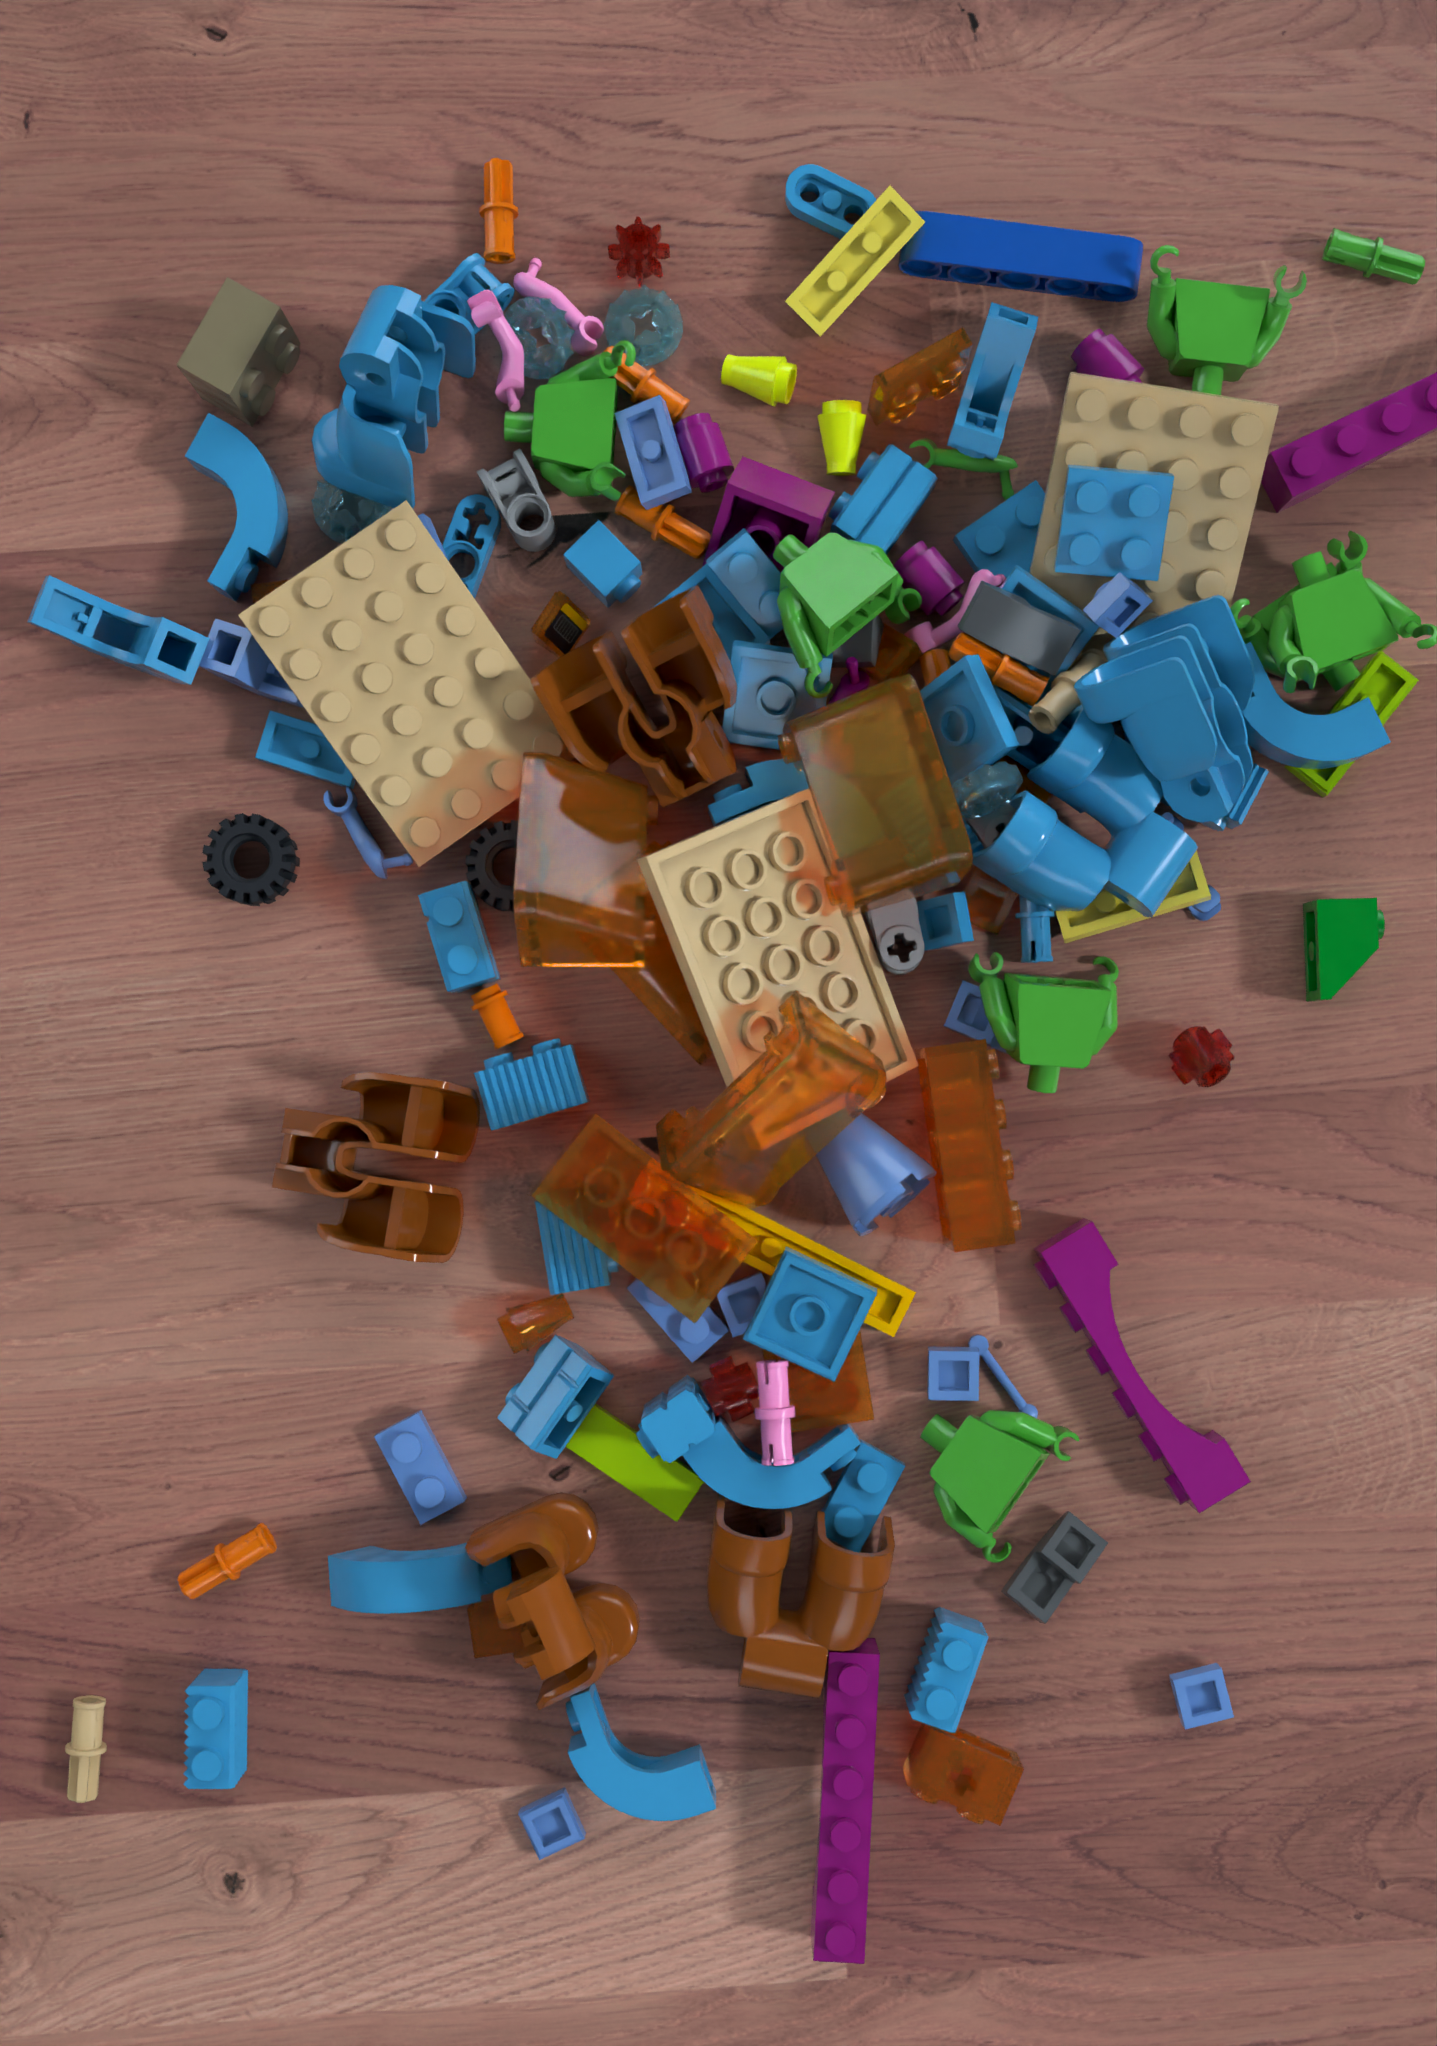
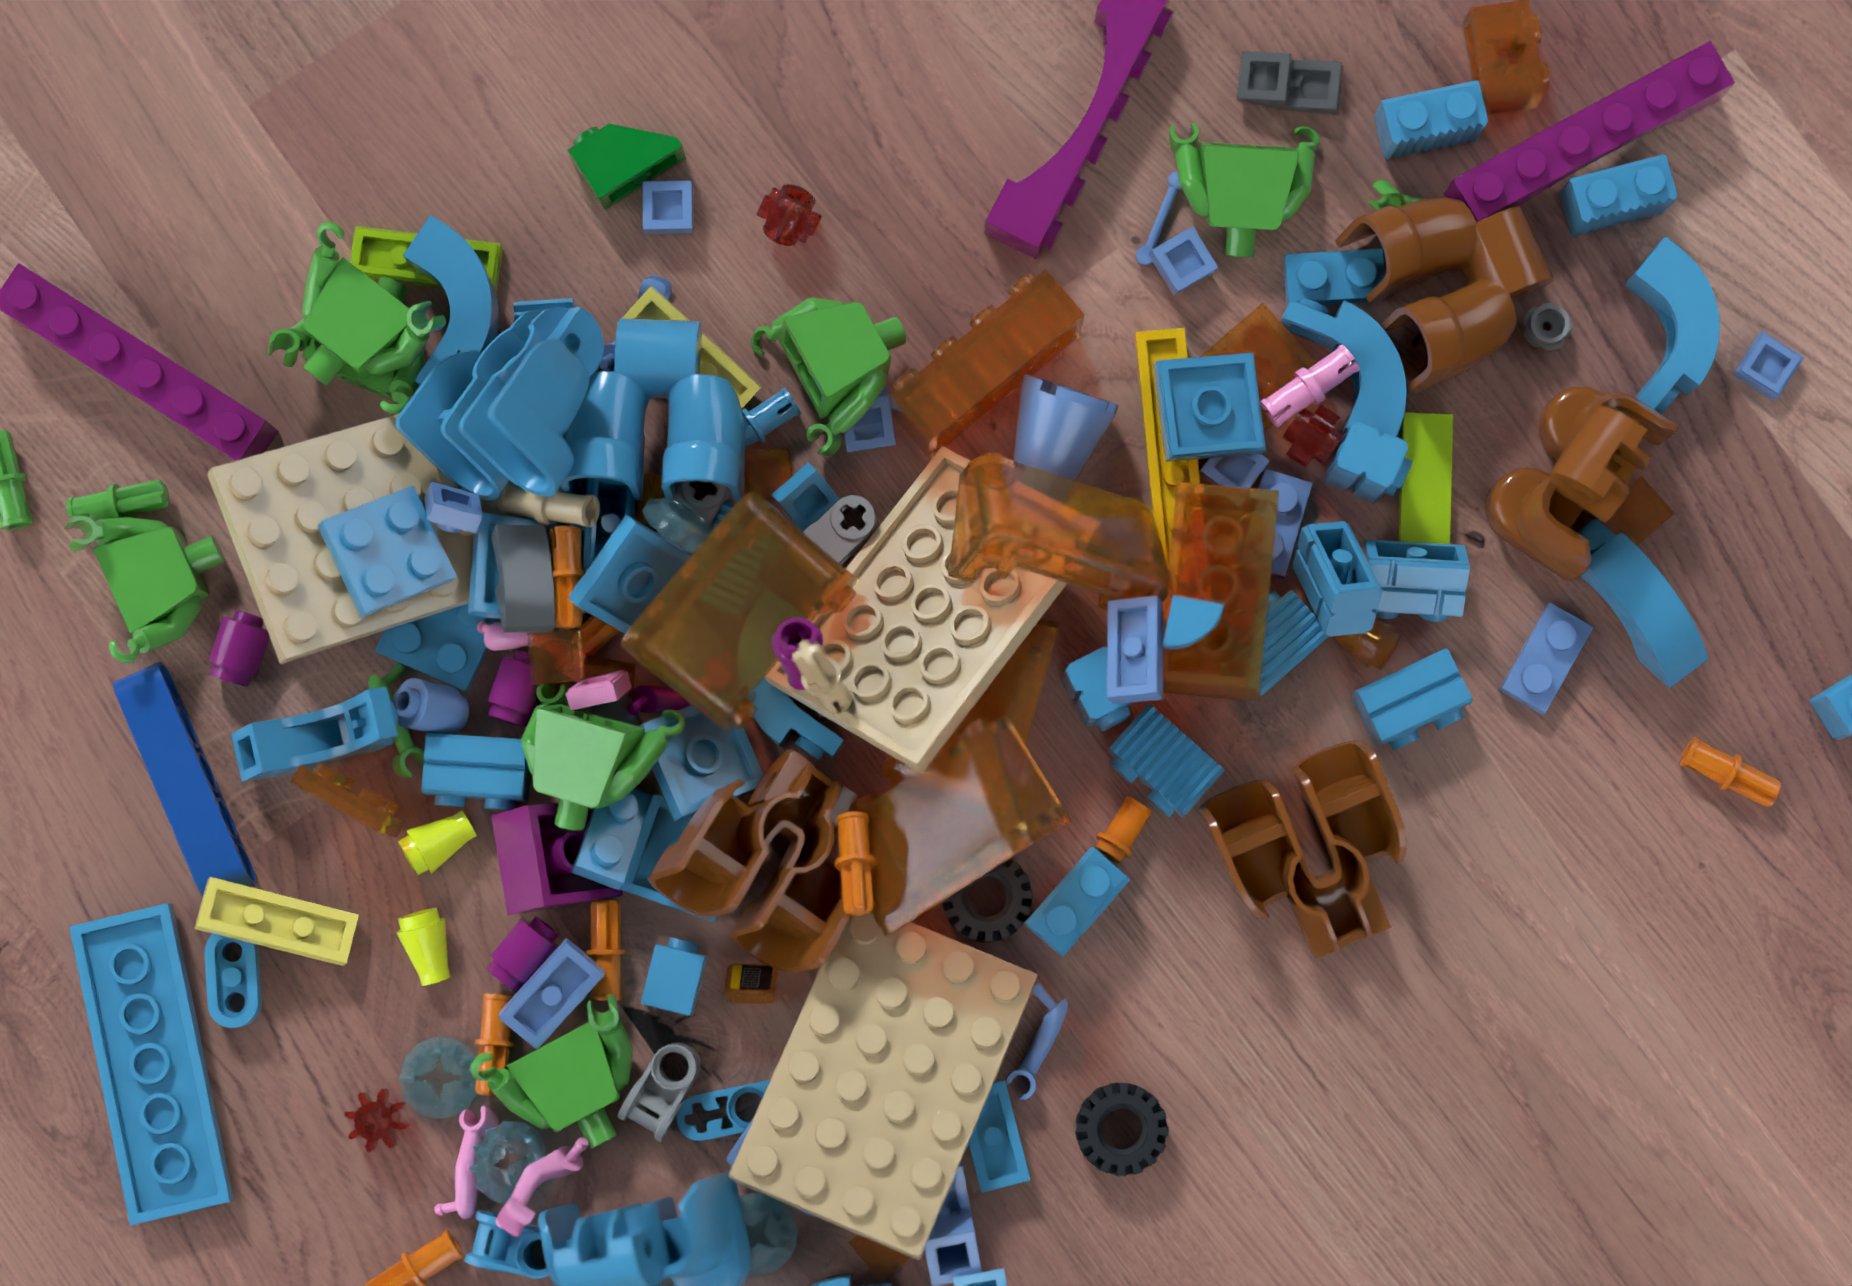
camera: 120 degrees left, 5 degrees down
(454, 1330) = (1412, 699): none -> dark azure brick
(593, 1329) = (1337, 578): none -> dark azure brick
(600, 763) = (855, 863): none -> orange axle
(622, 1065) = (1087, 684): none -> dark azure brick
(626, 1173) = (1190, 621): none -> dark azure tile
(632, 1111) = (1135, 650): none -> medium blue plate
(703, 1666) = (1556, 317): none -> light grey plate
(772, 824) = (822, 677): none -> tan axle
(778, 1791) = (1618, 195): none -> dark azure brick
(800, 95) = (151, 1063): none -> dark azure plate
(809, 820) = (787, 641): none -> magenta cone
(884, 640) = (598, 689): none -> bright pink tile
(897, 1590) = (1391, 196): none -> bright green hand
(934, 622) = (556, 656): none -> clear orange plate
(958, 494) = (430, 707): none -> medium blue brick
(1272, 957) = (668, 207): none -> medium blue plate
(1296, 339) = (121, 501): none -> bright green axle

